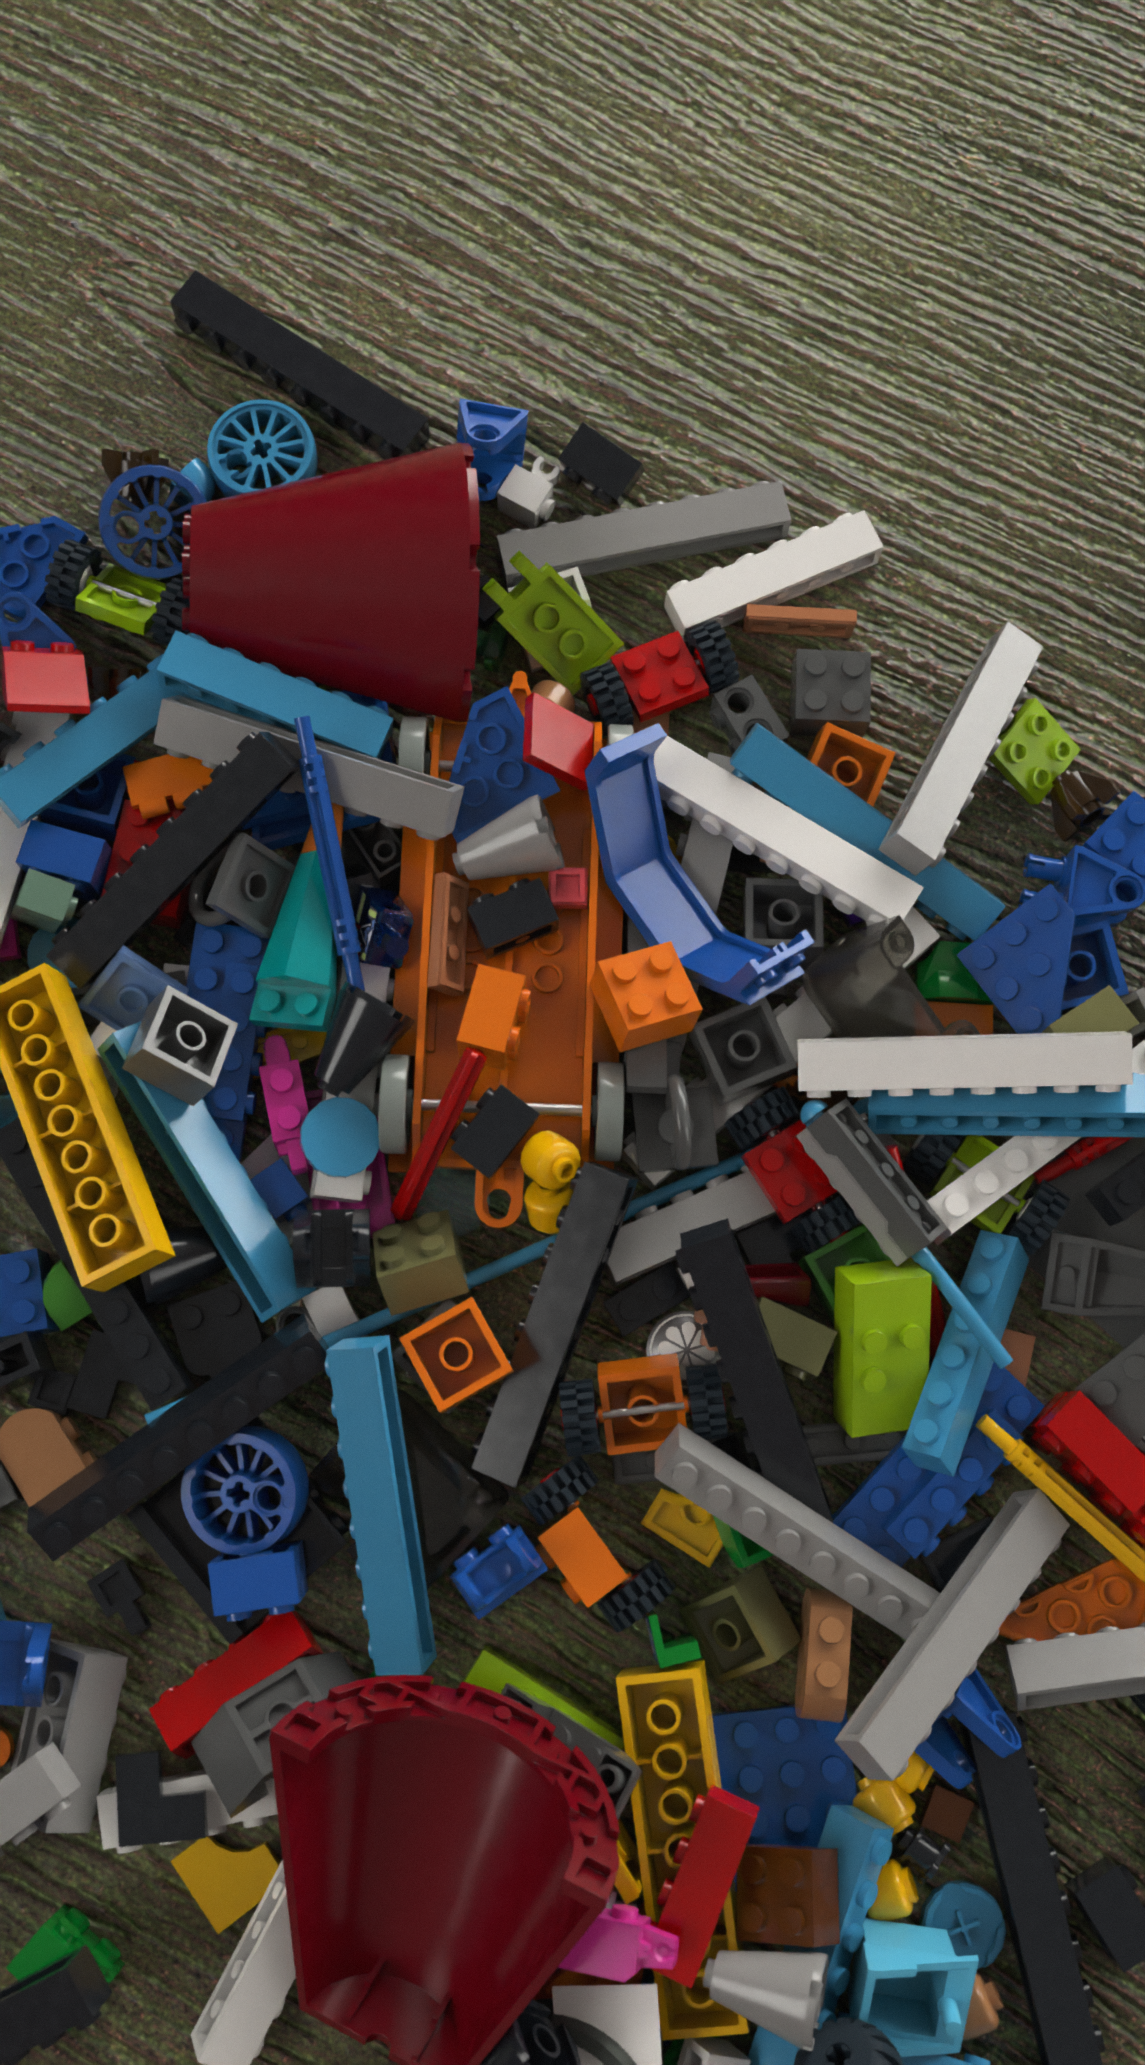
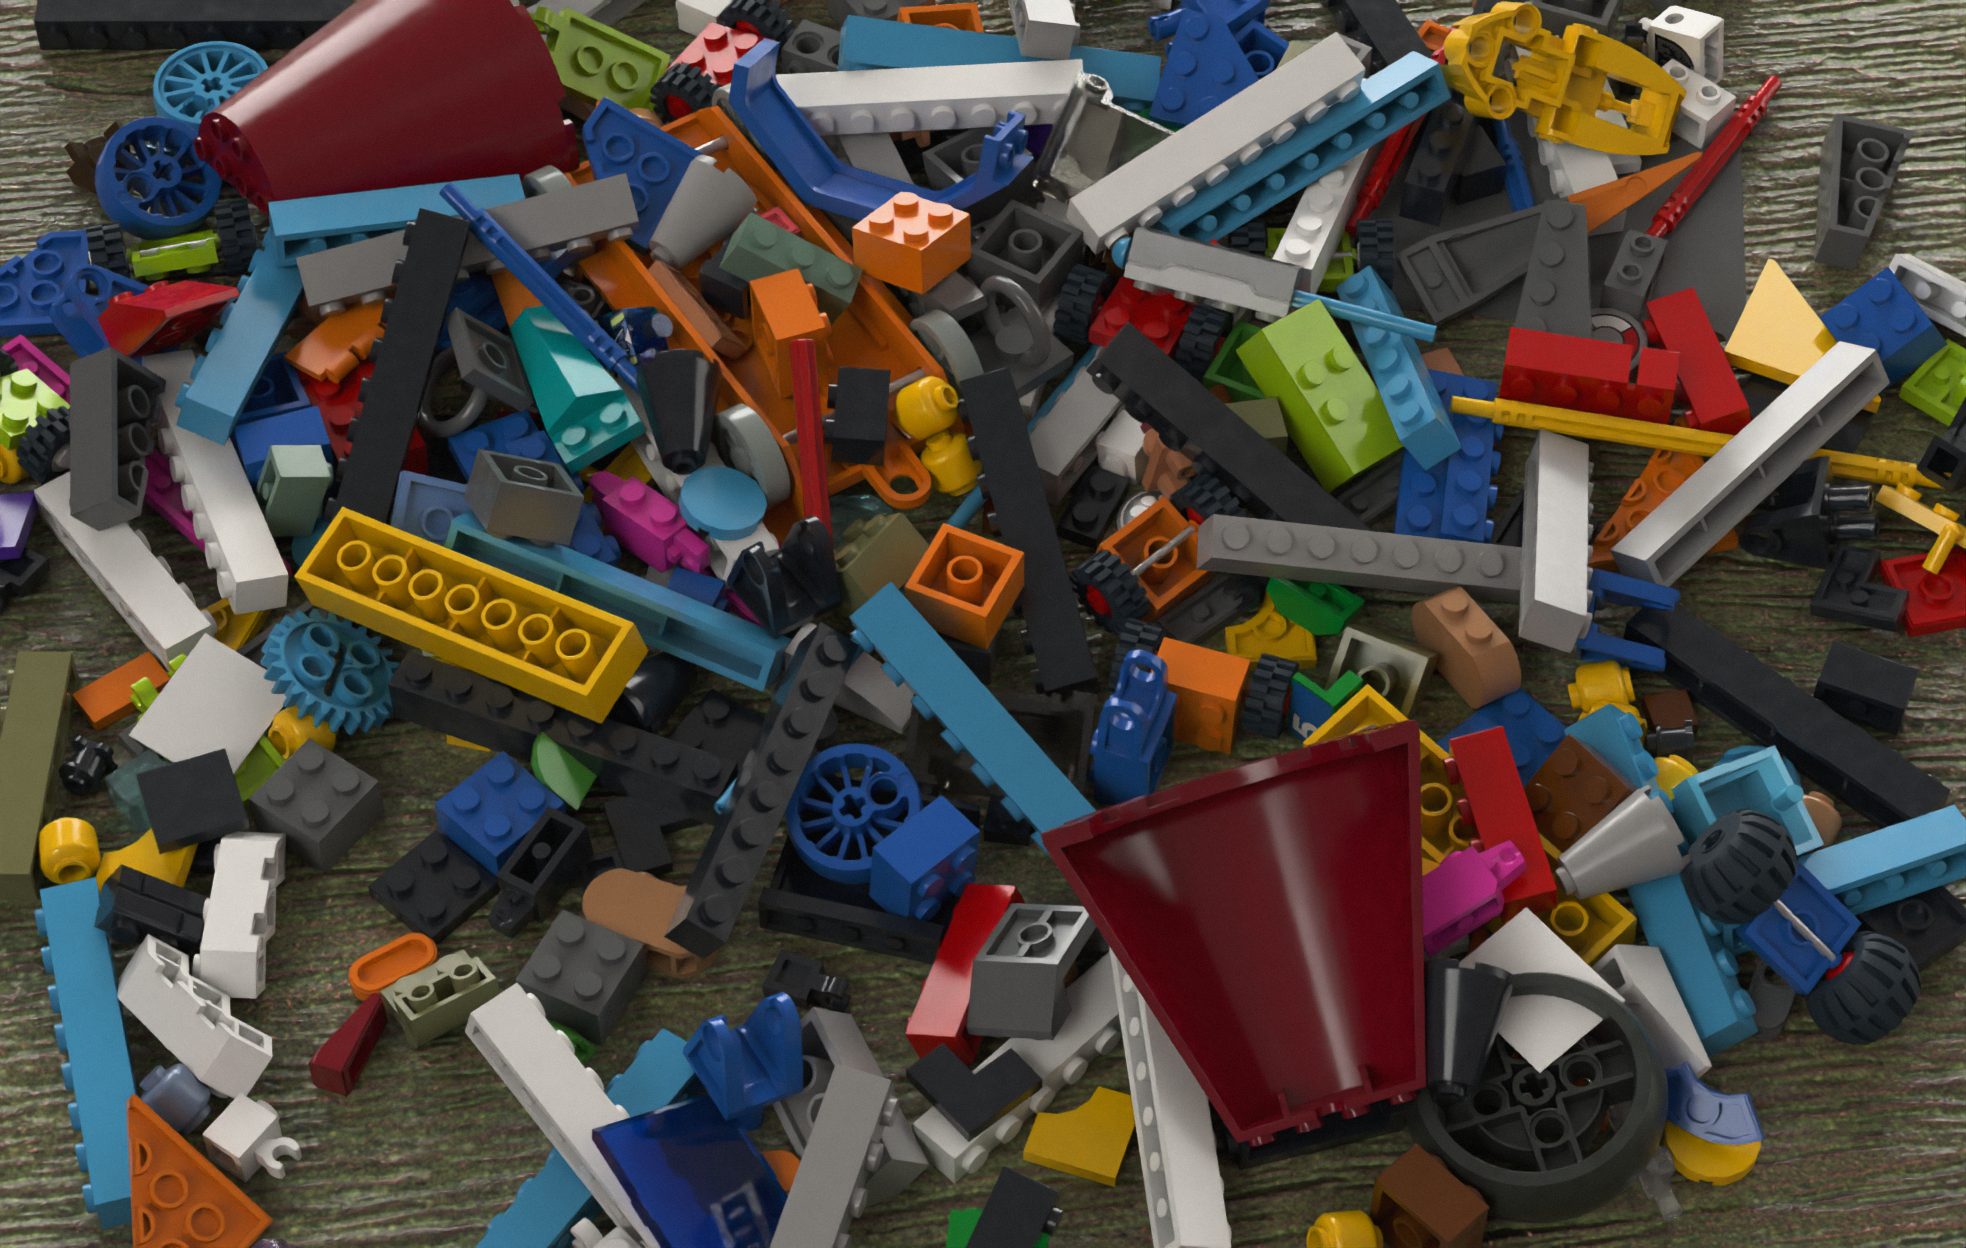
camera: 30 degrees left, 25 degrees down
(534, 957) = (766, 249): none -> sand green brick
(557, 740) = (680, 122): tile -> none

